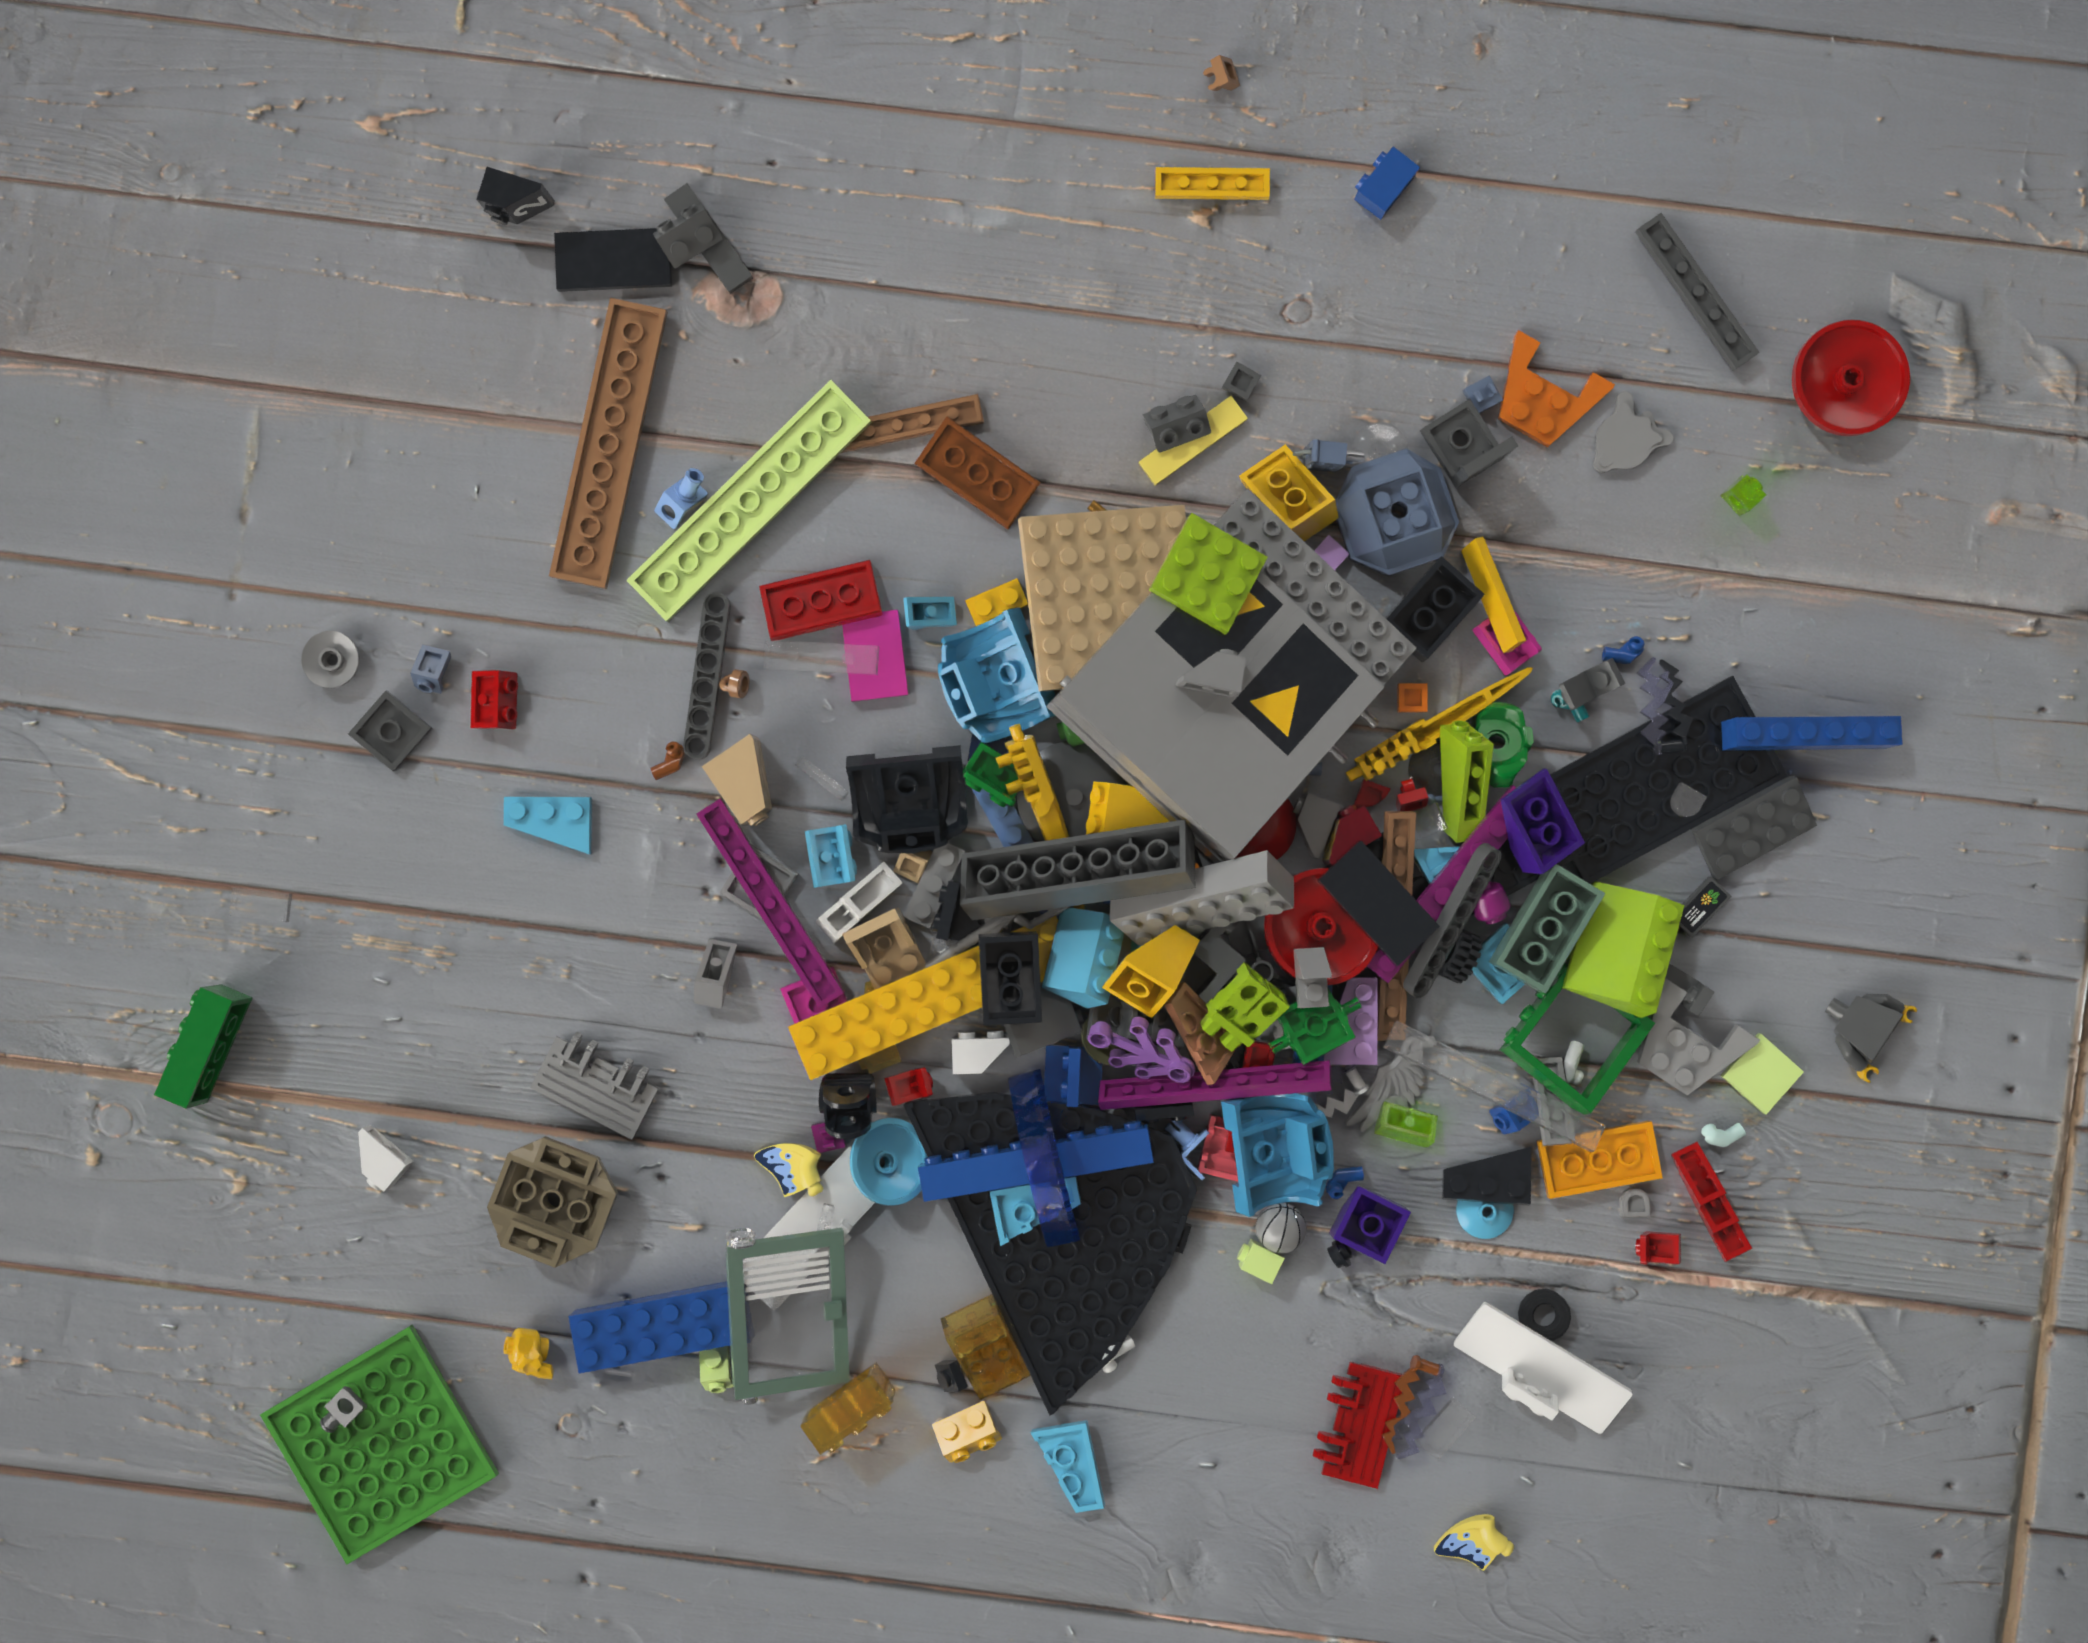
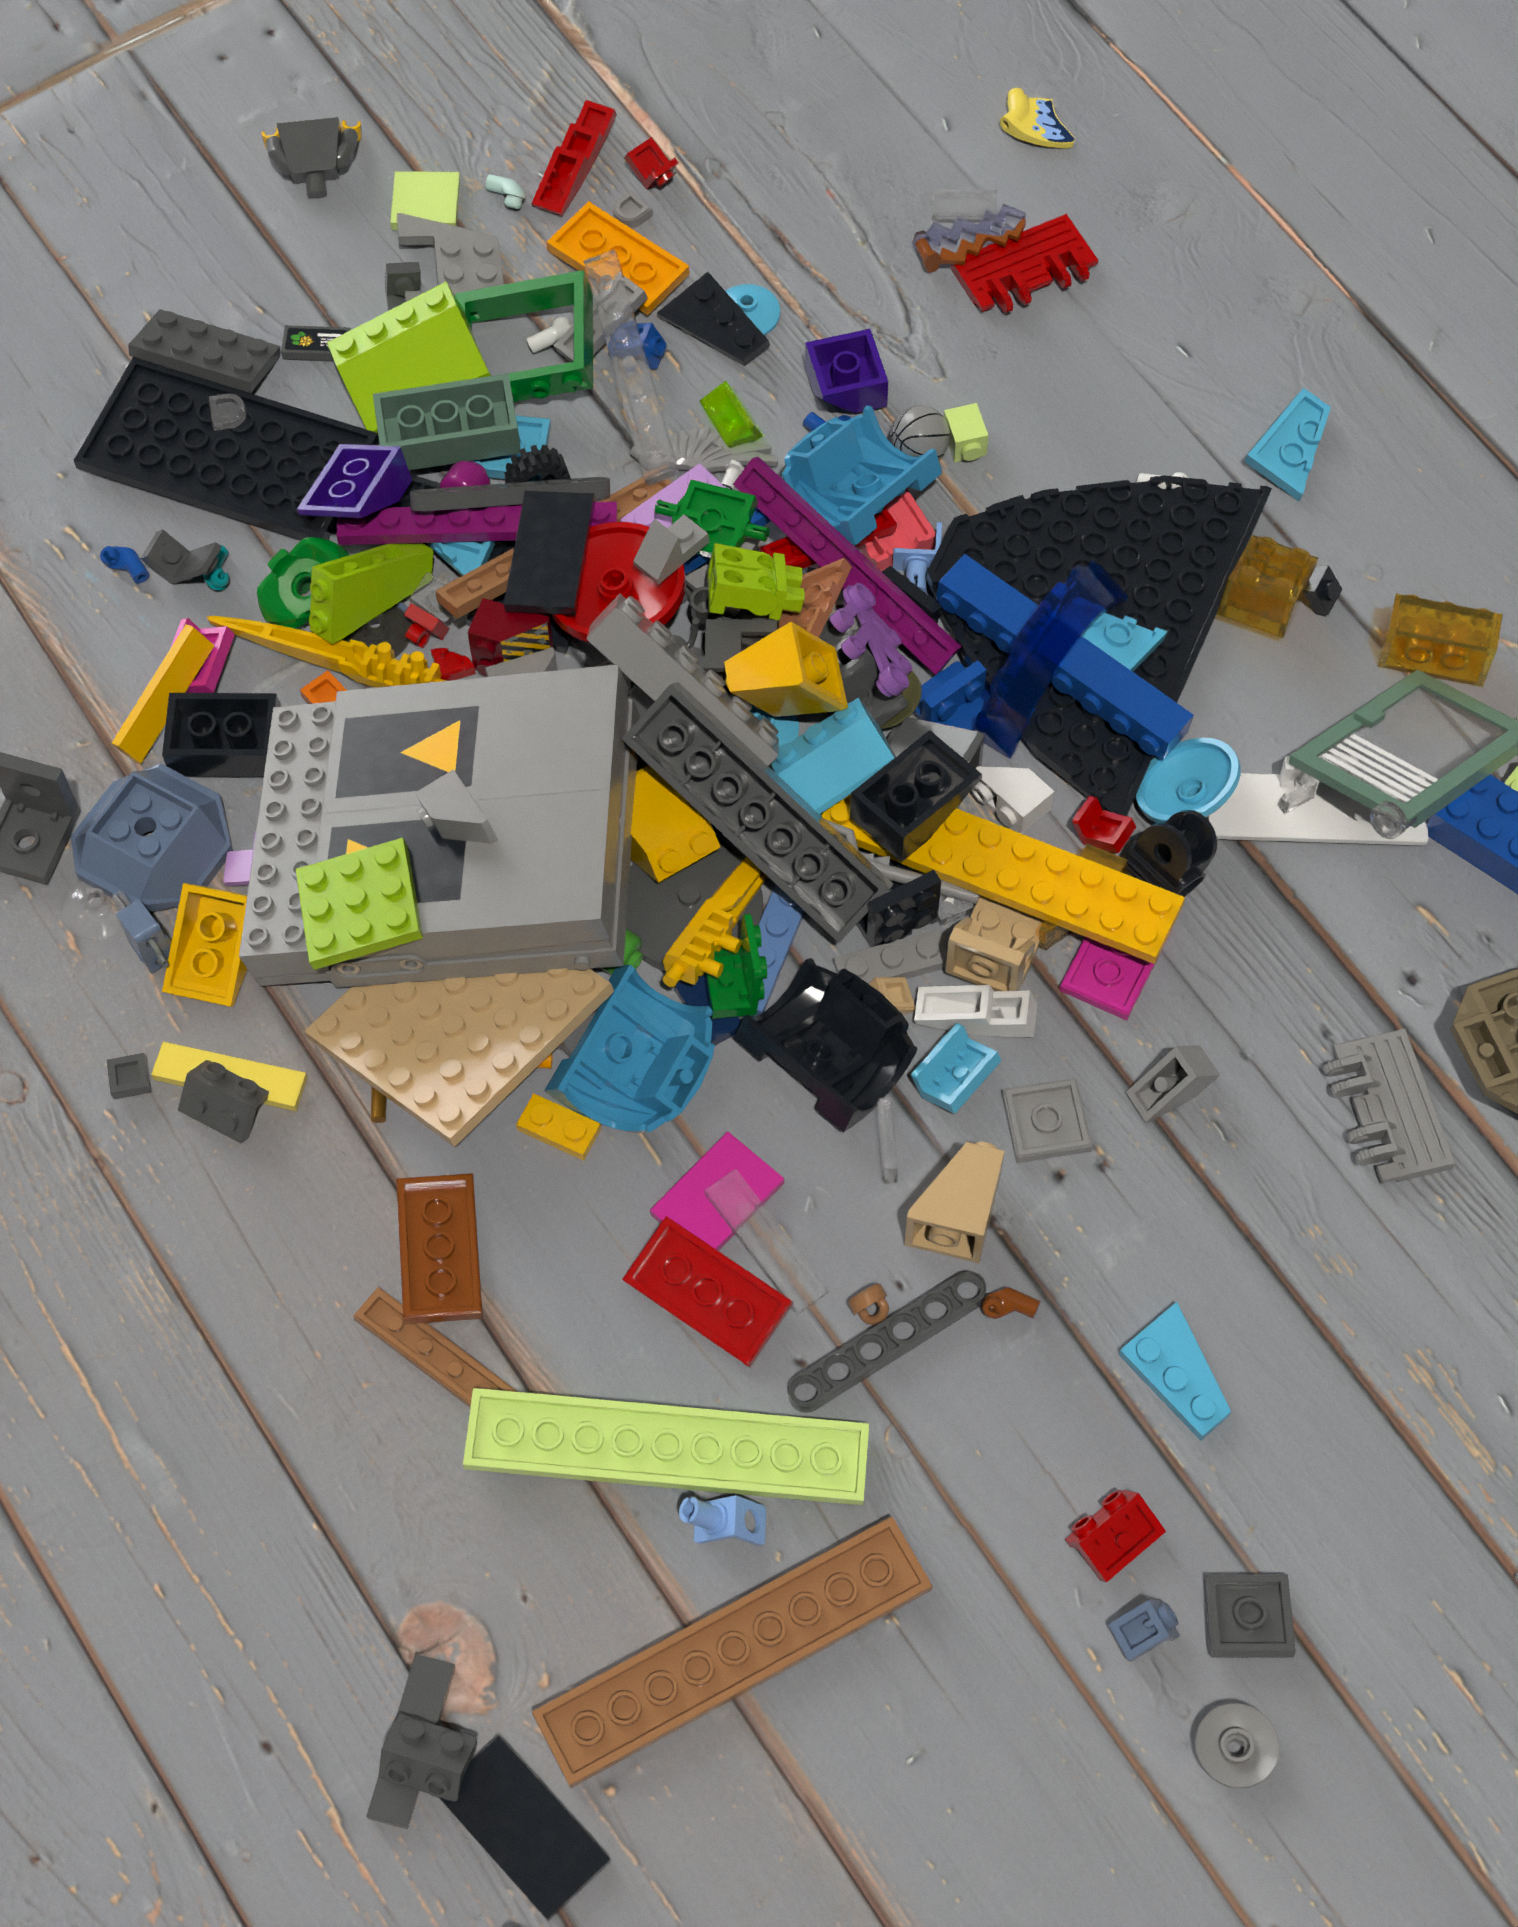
camera: 130 degrees left, 25 degrees down
(770, 903) = (1054, 1086): magenta plate -> none
(792, 1167) = (1281, 867): light yellow arm -> none
(824, 1141) = (1224, 864): magenta tile -> none
(929, 612) = (627, 1173): medium azure slope -> none
(966, 1432) = (1356, 543): yellow bracket -> none
(1340, 1254) = (897, 380): black plate -> none
(1541, 1371) = (844, 170): white bracket -> none
(1549, 1297) = (793, 188): black tyre -> none
(1663, 696) = (144, 500): piece -> none
(1811, 733) = (77, 361): blue brick -> none

